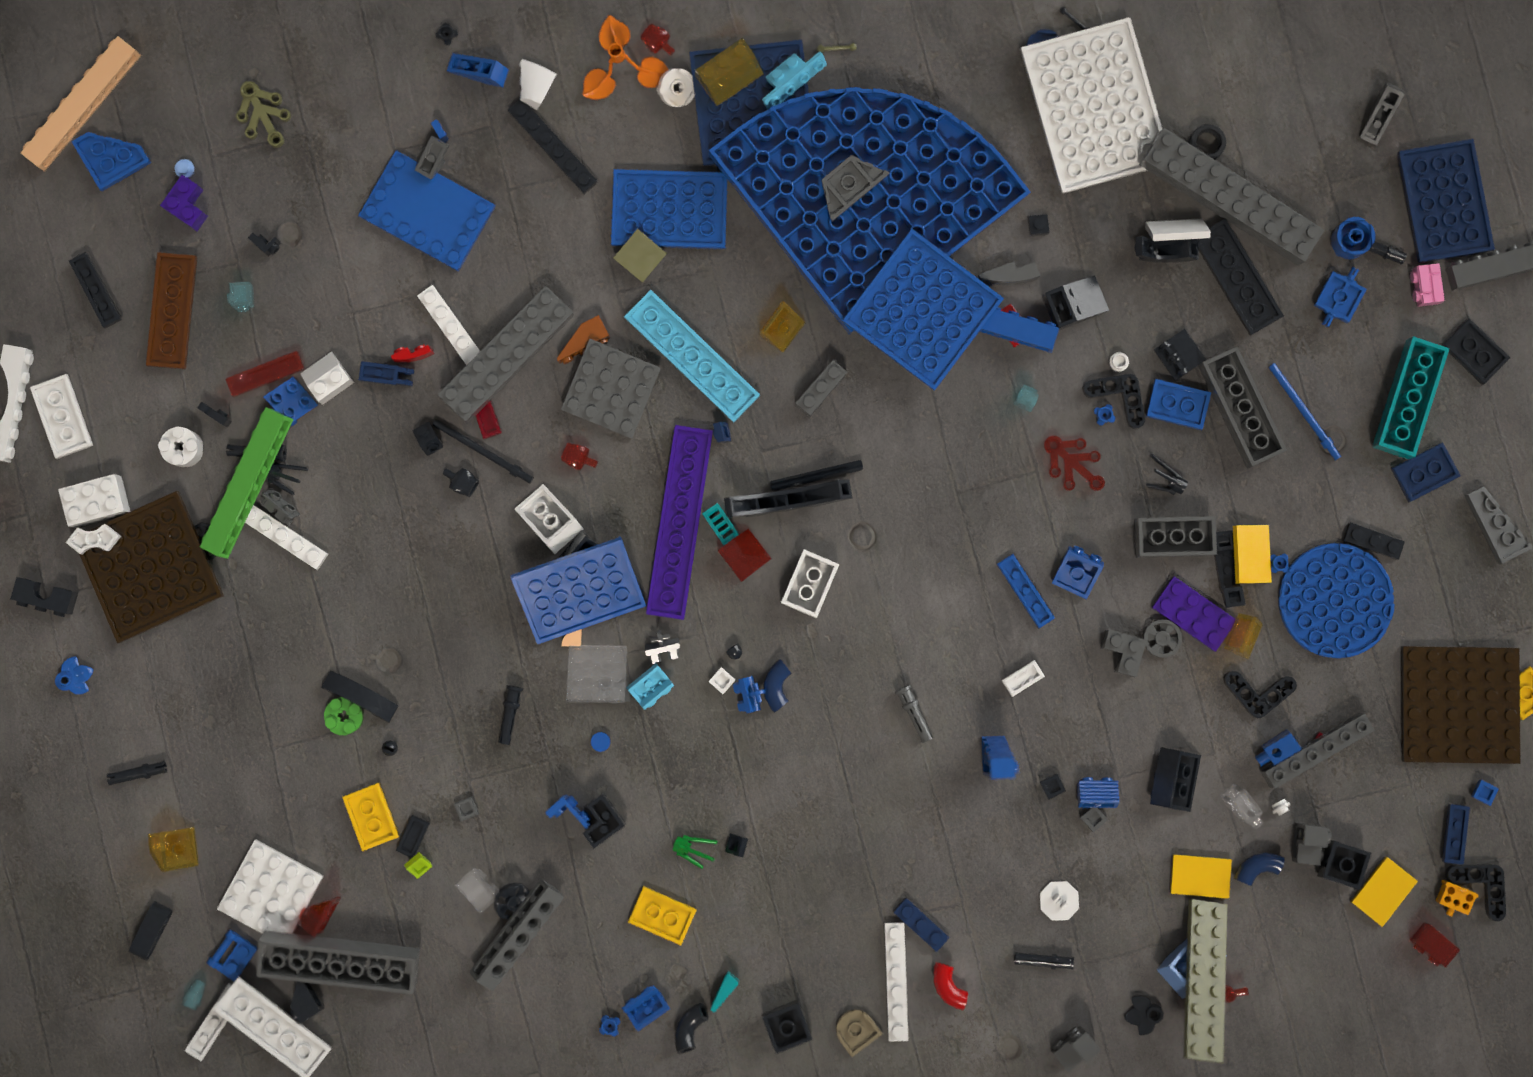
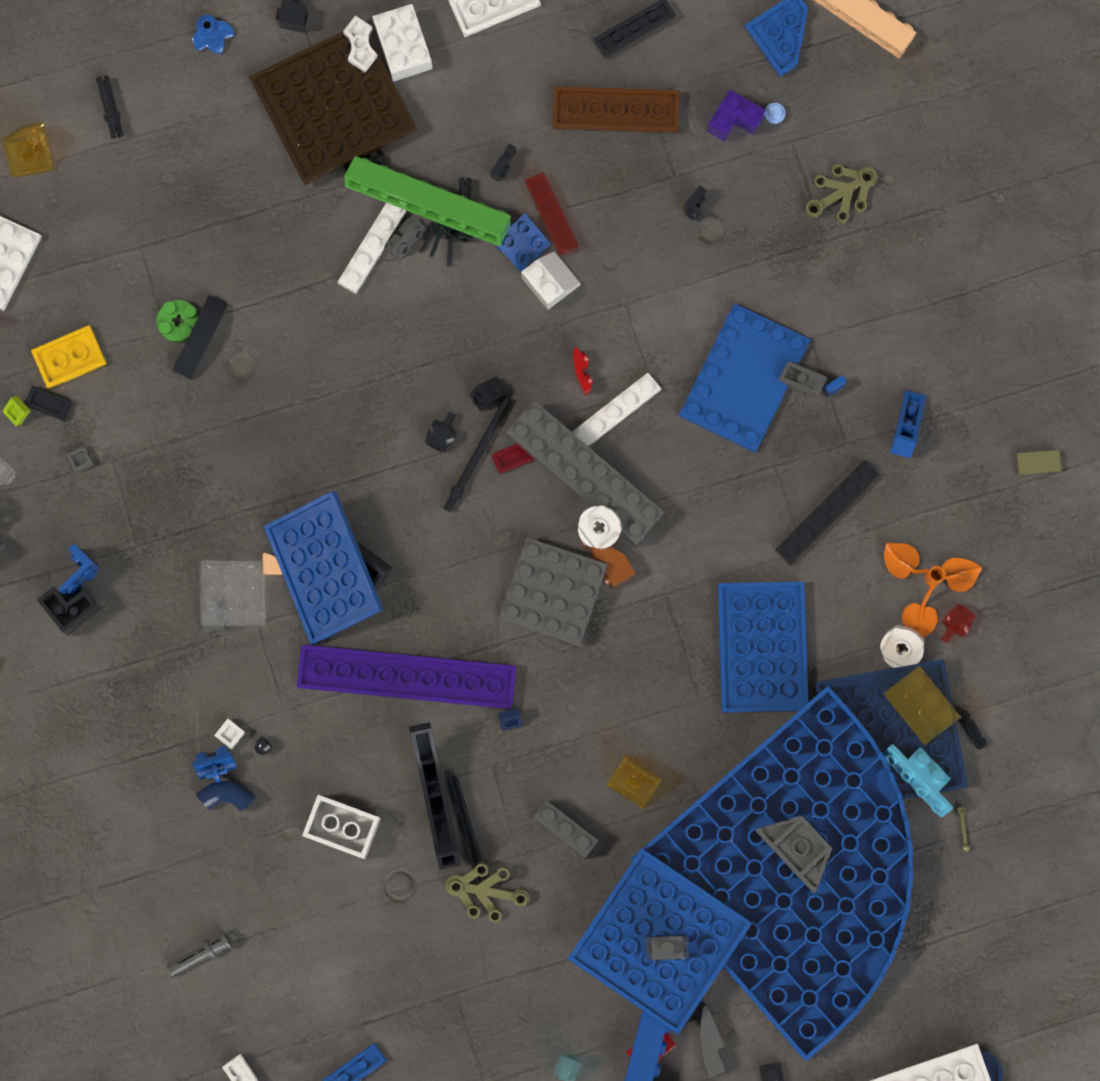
camera: 90 degrees right, 5 degrees down
(170, 447) = (465, 118): white brick -> none
(241, 296) = (635, 182): clear light blue brick -> none
(383, 374) = (558, 341): dark blue hinge -> none
(392, 744) = (148, 375): black hinge -> none
(446, 28) = (946, 381): black plate -> none
(511, 706) = (195, 501): black pin -> none
(534, 83) = (897, 487): white slope -> none
(549, 519) = (403, 531): white slope -> none
(551, 352) = (597, 538): none -> white plate
(577, 456) = (475, 558): clear red piece -> none
(600, 741) = (157, 602): blue tile -> none
(640, 255) = (707, 616): olive tile -> none
(650, 686) = (220, 654): medium azure bracket -> none
(661, 644) = (267, 665): dark grey hips -> none
(683, 847) = (41, 700): green plant -> none
(692, 356) = (595, 681): medium azure plate -> none
(710, 511) = (408, 712): teal slope -> none
(736, 845) = (46, 759): black plate -> none
(744, 555) = (372, 752): clear red slope -> none
(752, 33) = (972, 730): none -> black axle
(870, 461) = (484, 890): none -> olive plant
(930, 302) = (667, 947): none -> dark grey torso
(997, 758) = (143, 1051): blue wedge -> none

